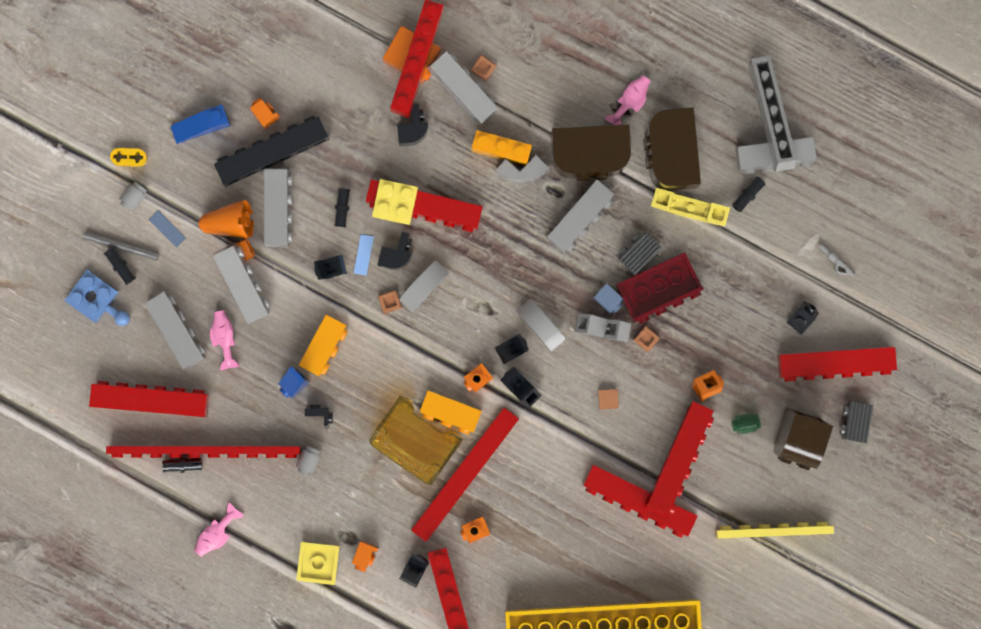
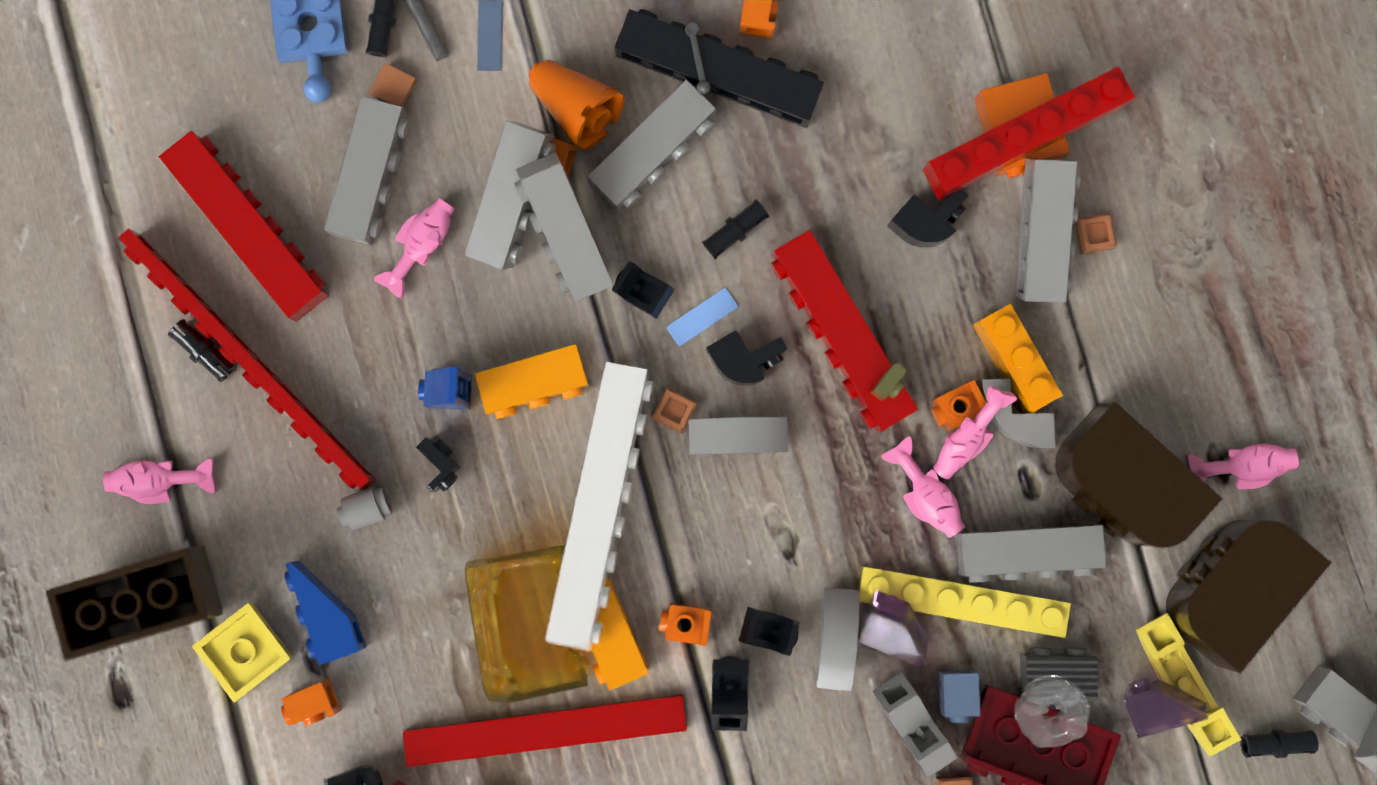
camera: 45 degrees right, 0 degrees up
(150, 287) = (393, 86): none -> nougat tile
(246, 147) = (692, 31): none -> dark grey hinge
(259, 581) = (134, 602): none -> dark brown brick
(275, 273) = (564, 227): none -> light grey brick
(339, 517) = (329, 622): none -> blue slope
(395, 202) = (810, 290): light yellow plate -> none
(398, 367) = (598, 507): none -> white brick
(461, 207) = (890, 382): none -> olive plate
(497, 180) = (943, 405): none -> orange brick
(513, 195) = (972, 435): none -> bright pink animal
(522, 235) = (930, 498): none -> bright pink animal
(558, 299) = (893, 629): none -> slope
(575, 262) = (968, 602): none -> light yellow plate
(658, 273) = (1061, 729): none -> clear plate
(688, 225) = (1161, 707): none -> clear purple slope

